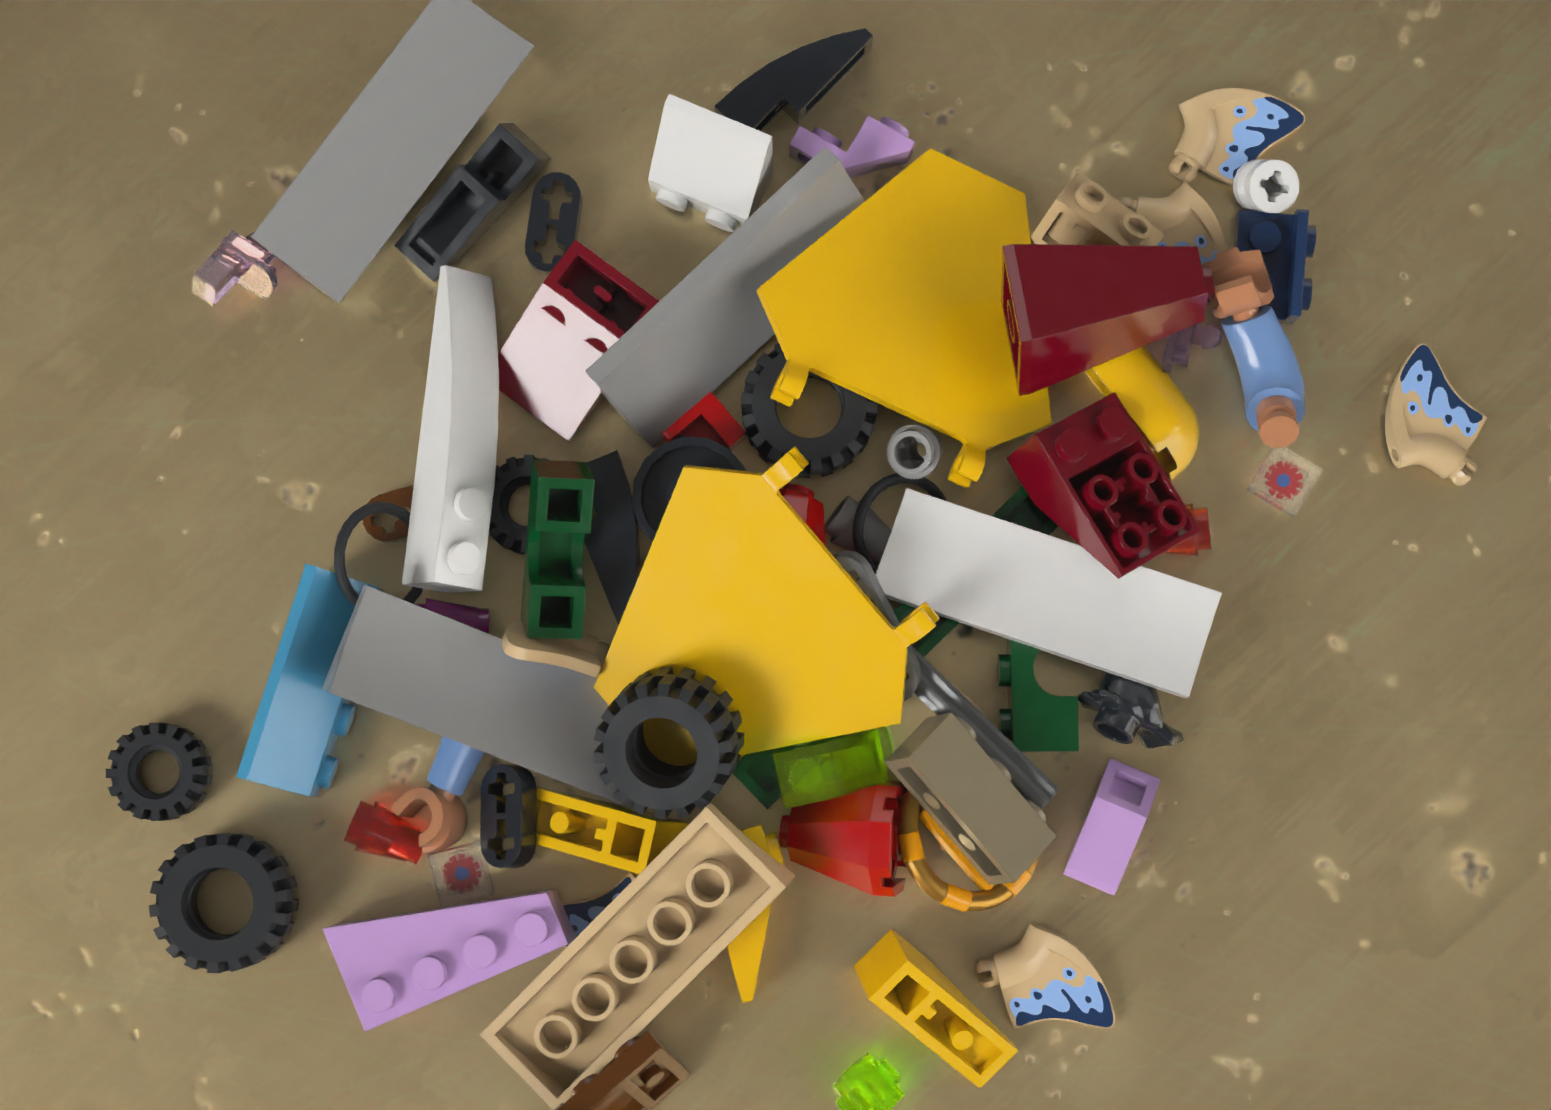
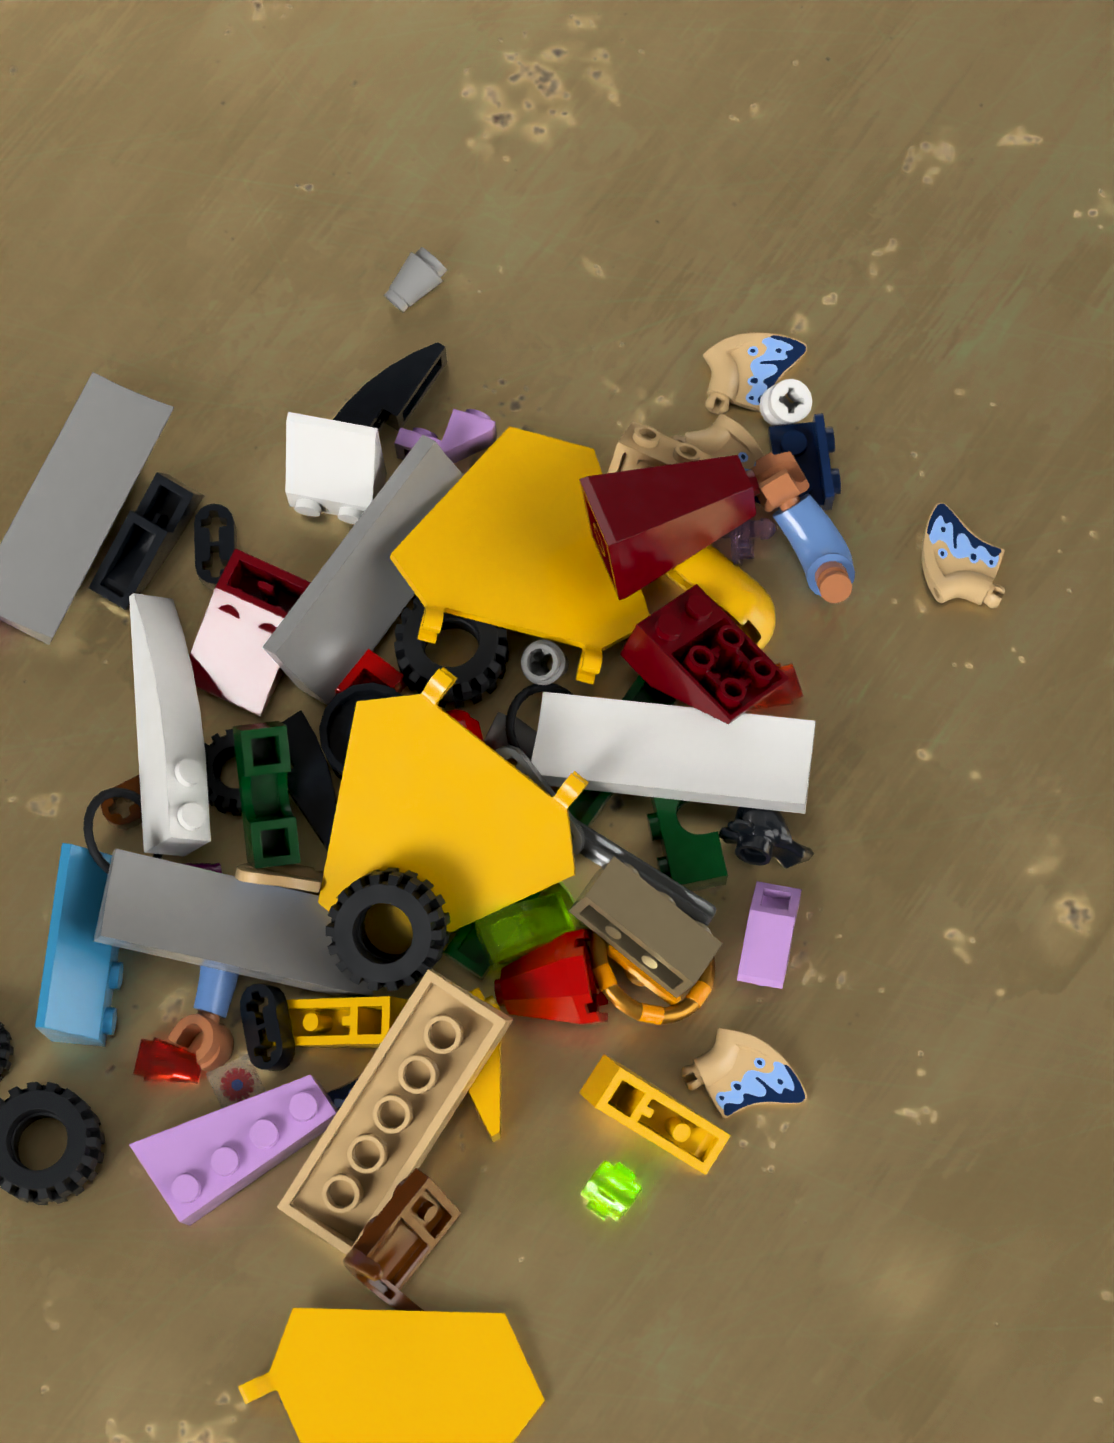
camera: 10 degrees left, 10 degrees down
(1284, 480) = (851, 631): clear tile -> none

